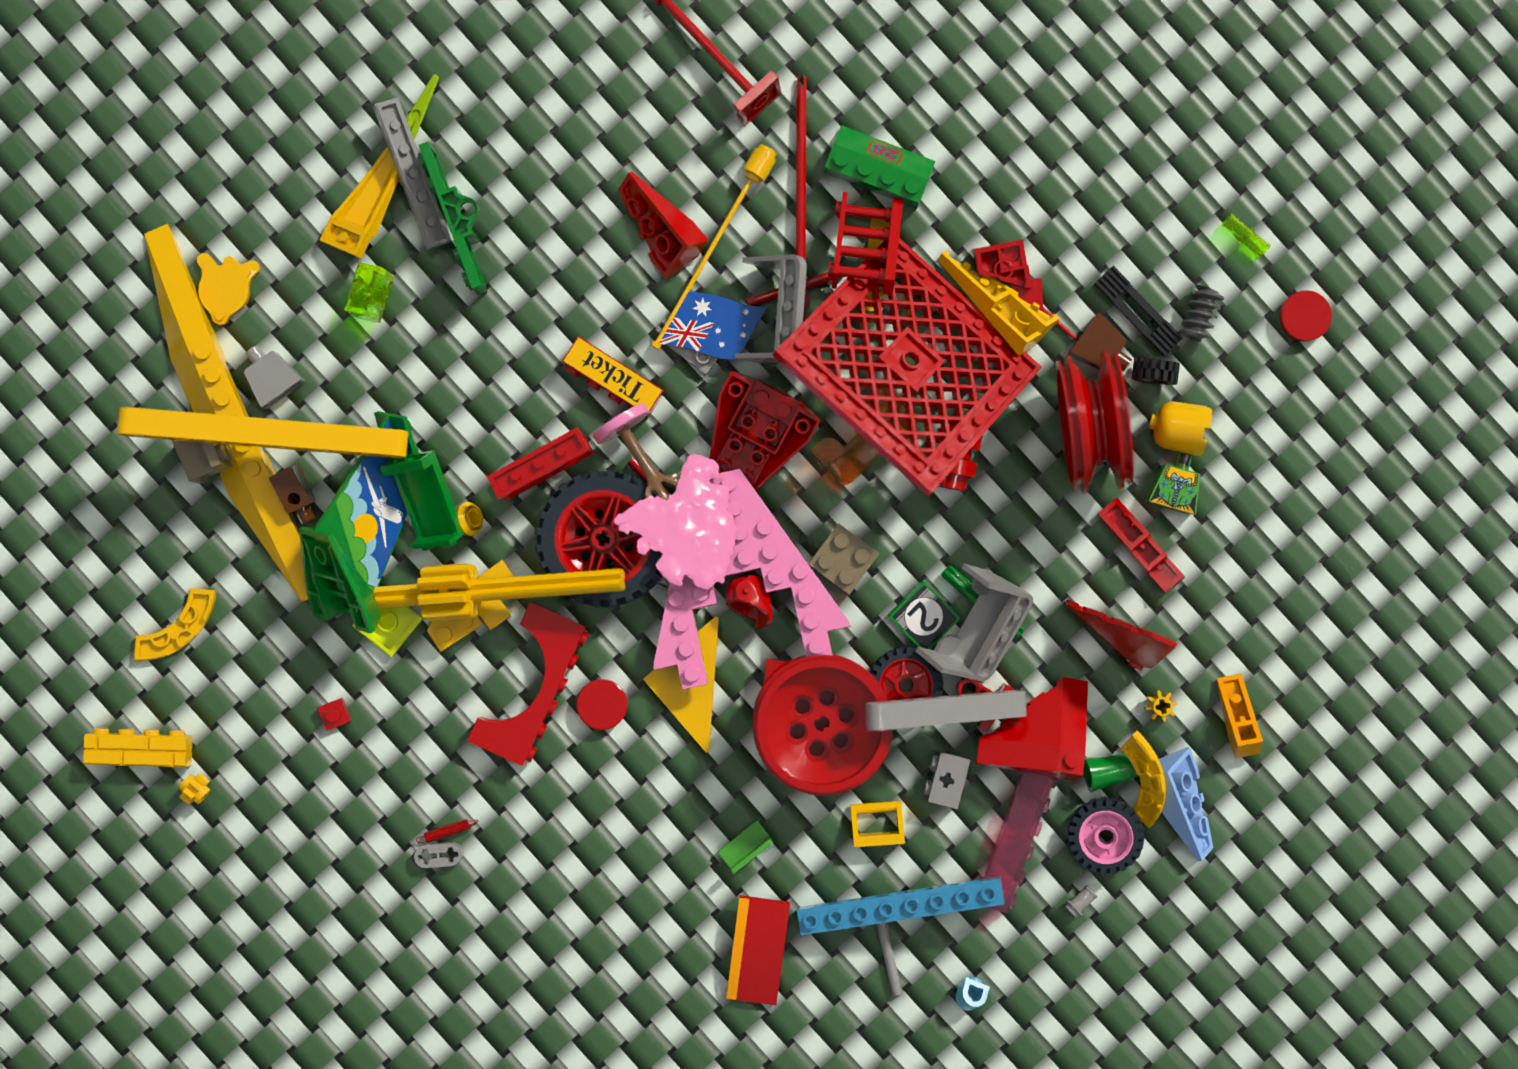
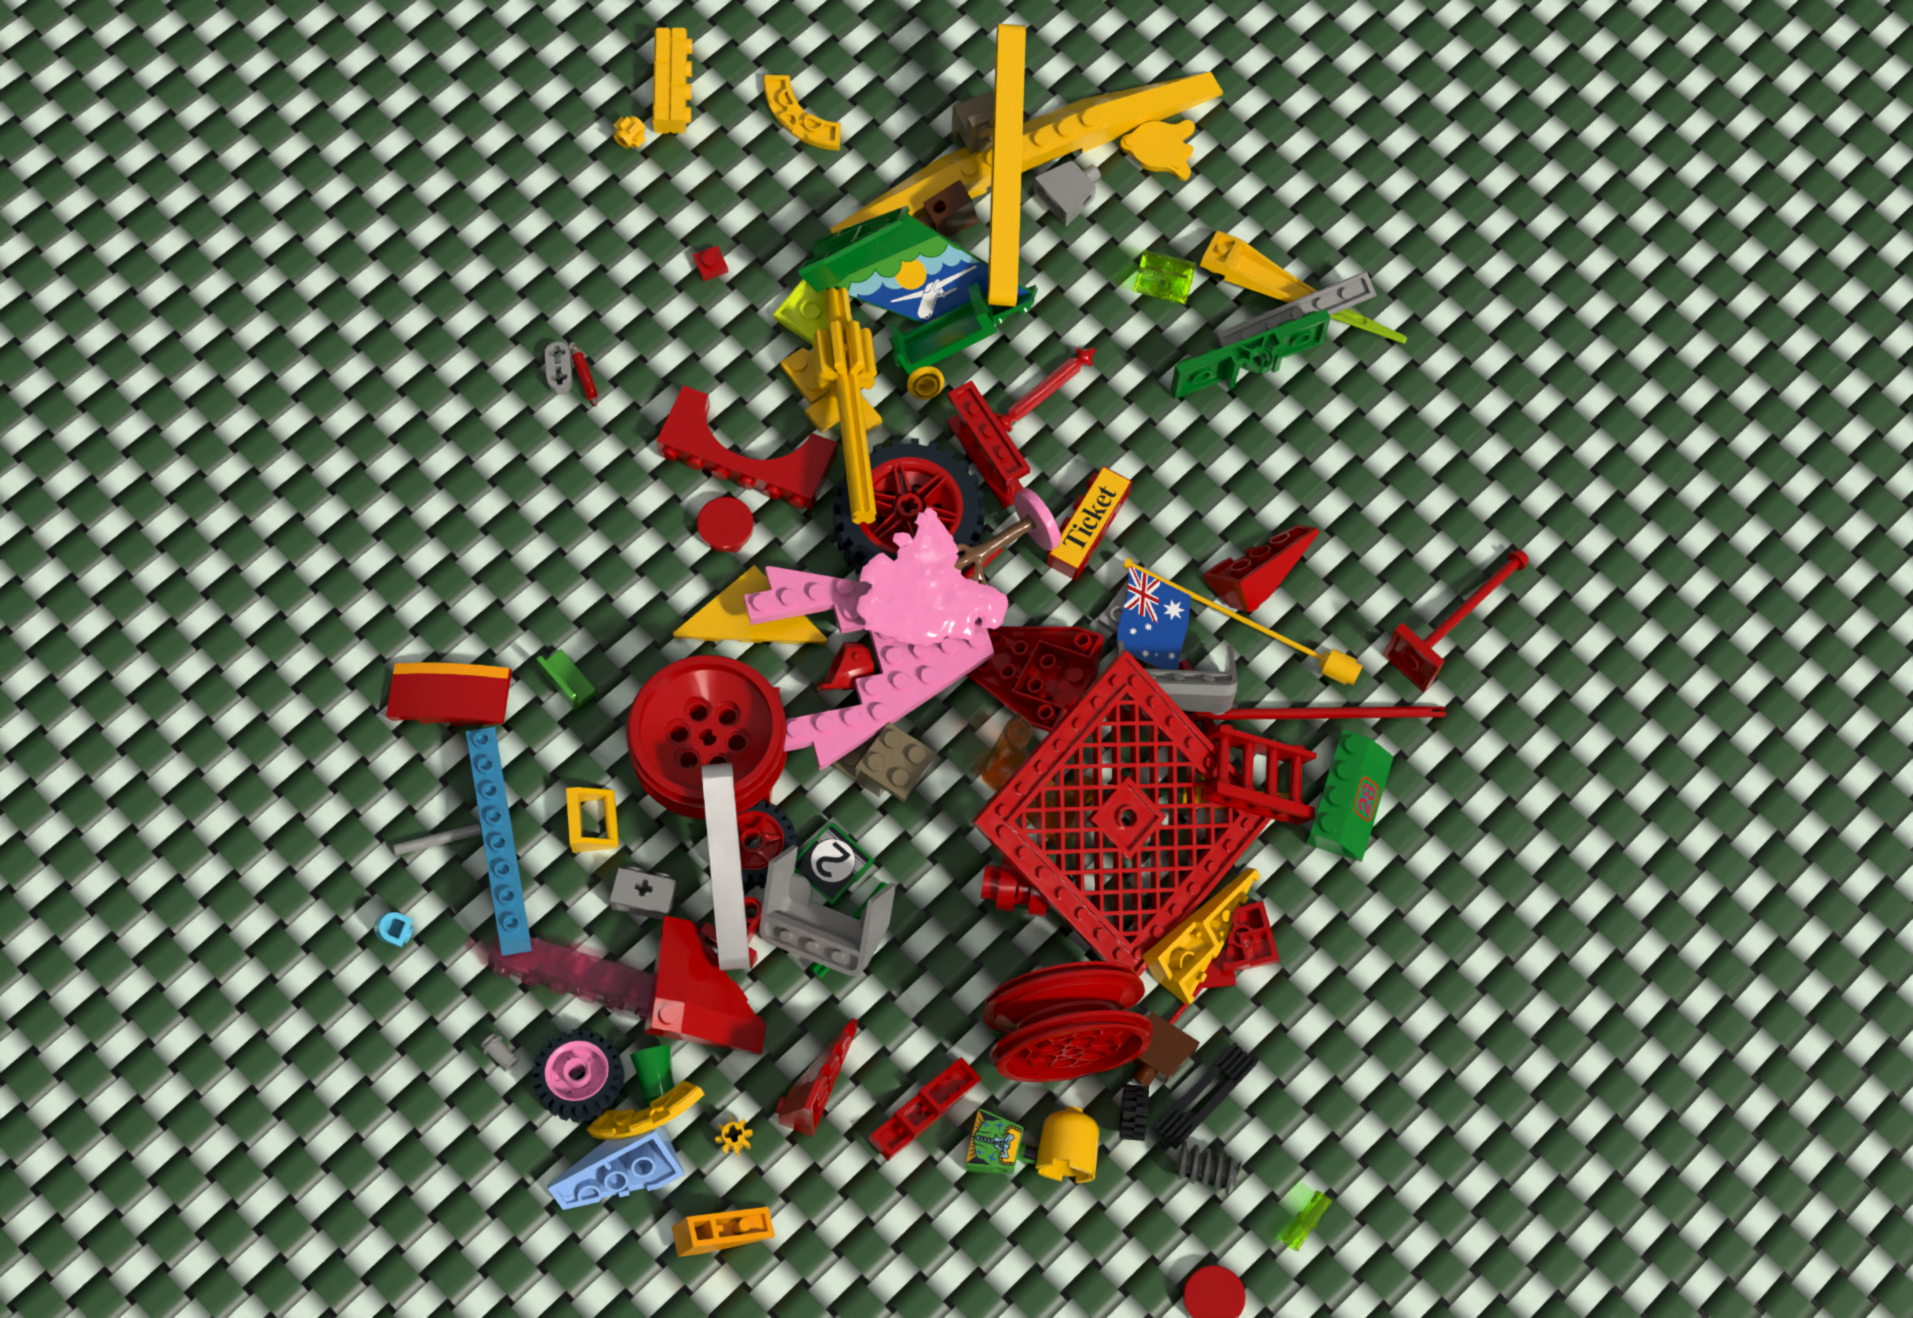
camera: 80 degrees right, 20 degrees down
(477, 410) = (1046, 388): none -> red wheel

